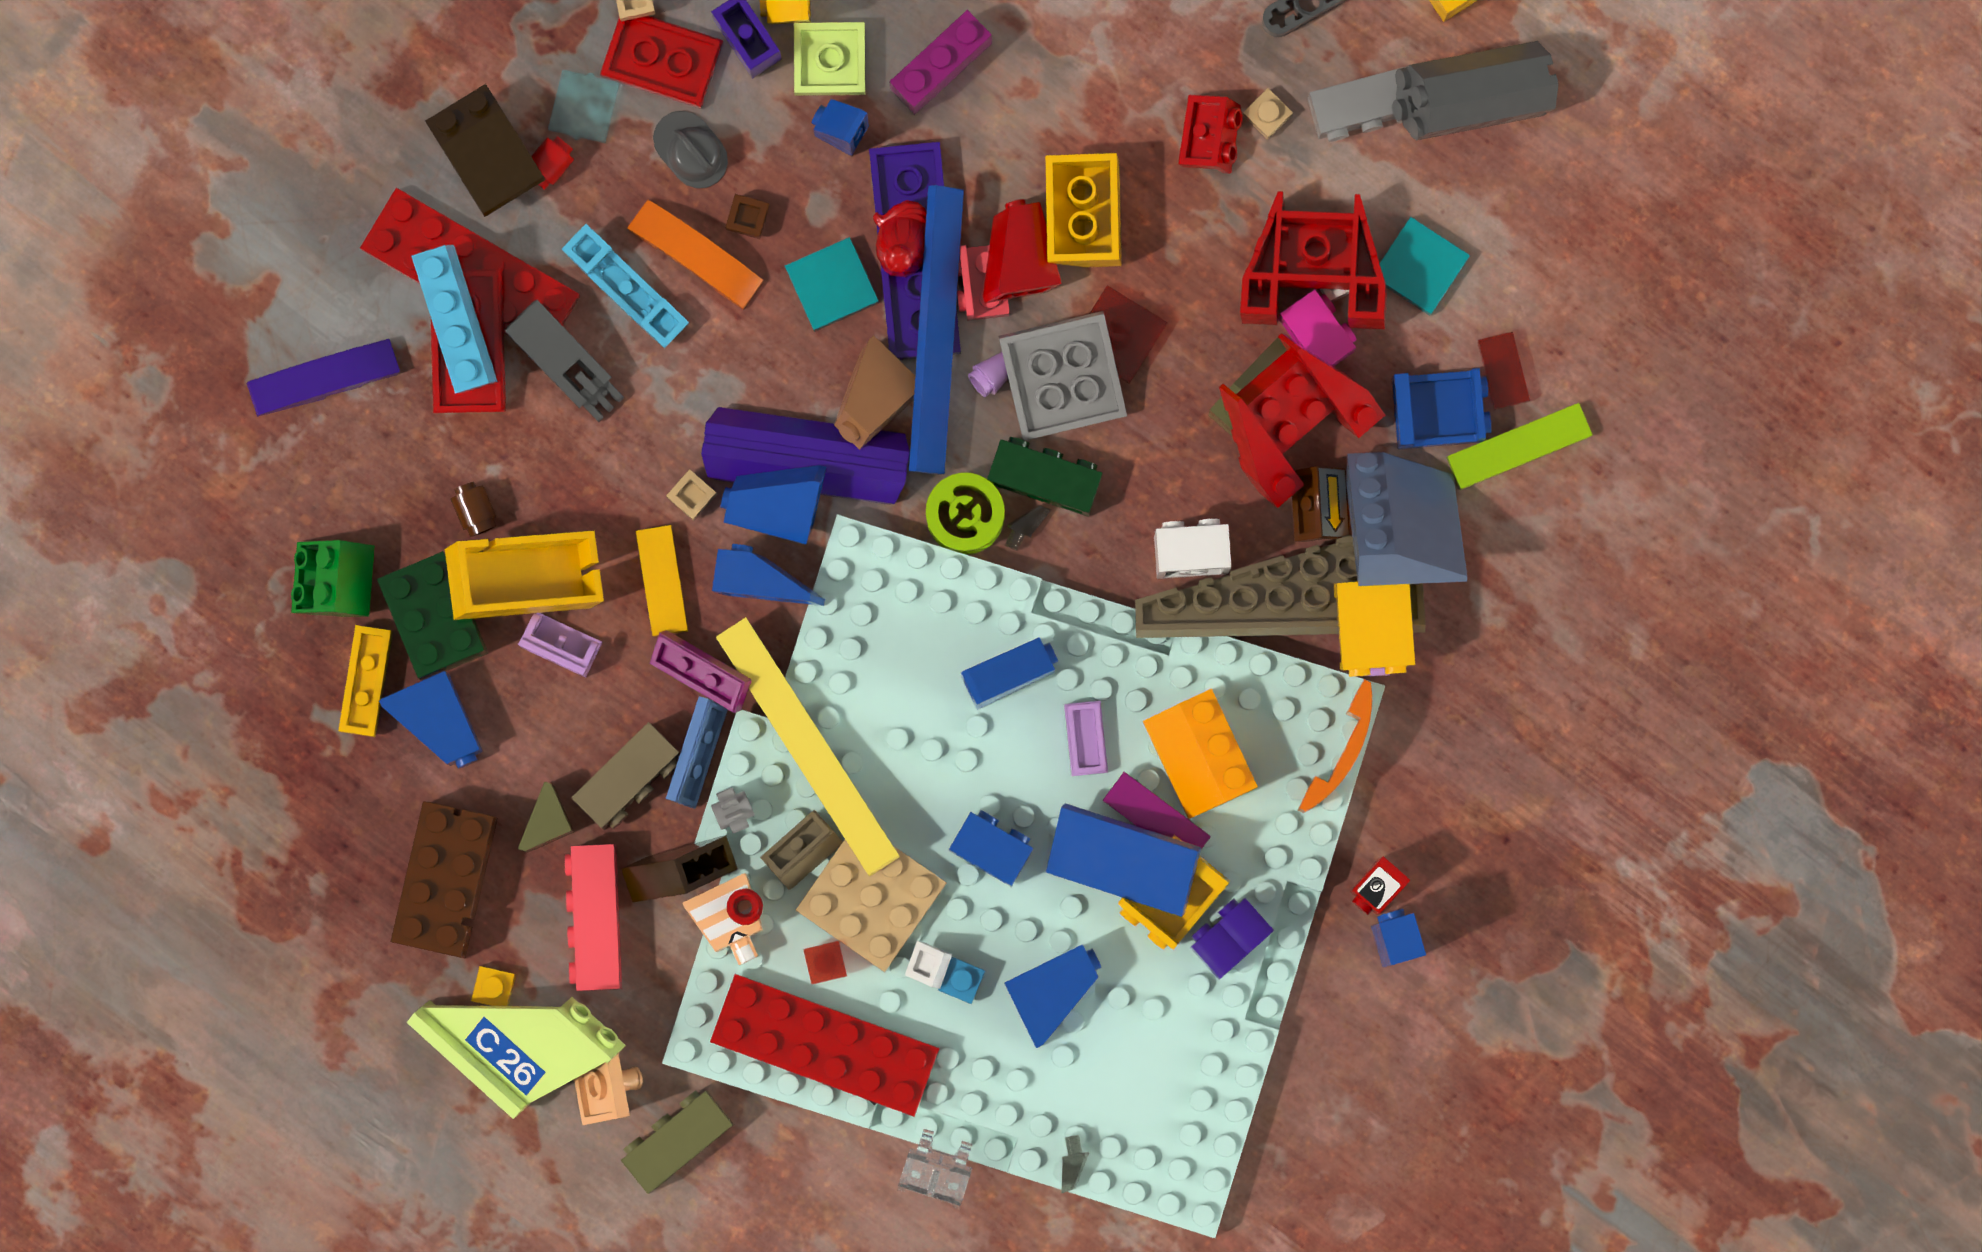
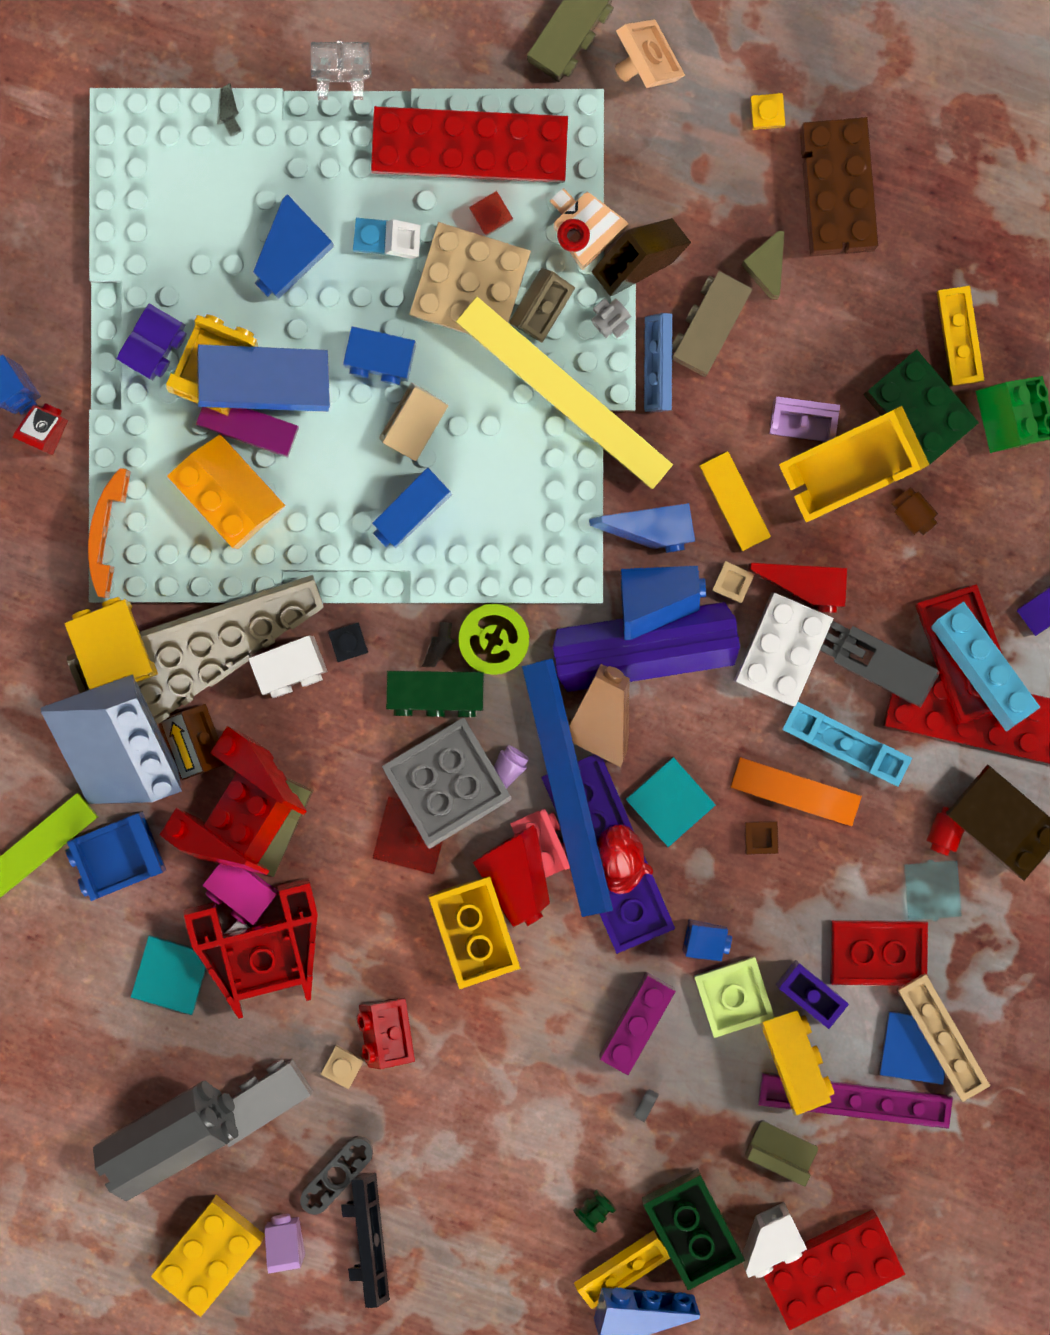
camera: 160 degrees right, 5 degrees up
(436, 718) = (888, 321): blue slope -> none
(517, 1050) = (729, 59): yellowish green piece -> none
(595, 917) = (699, 195): coral brick -> none
(606, 465) = (810, 584): none -> red slope
(661, 406) = (783, 649): none -> white brick
(690, 149) = (829, 881): dark grey piece -> none
(700, 671) = (676, 431): magenta tile -> none
(978, 766) = (413, 421): none -> tan brick
(1085, 738) = (329, 476): lavender tile -> none
(1121, 559) = (348, 642): none -> black plate
(1503, 370) = (72, 906): clear red tile -> none

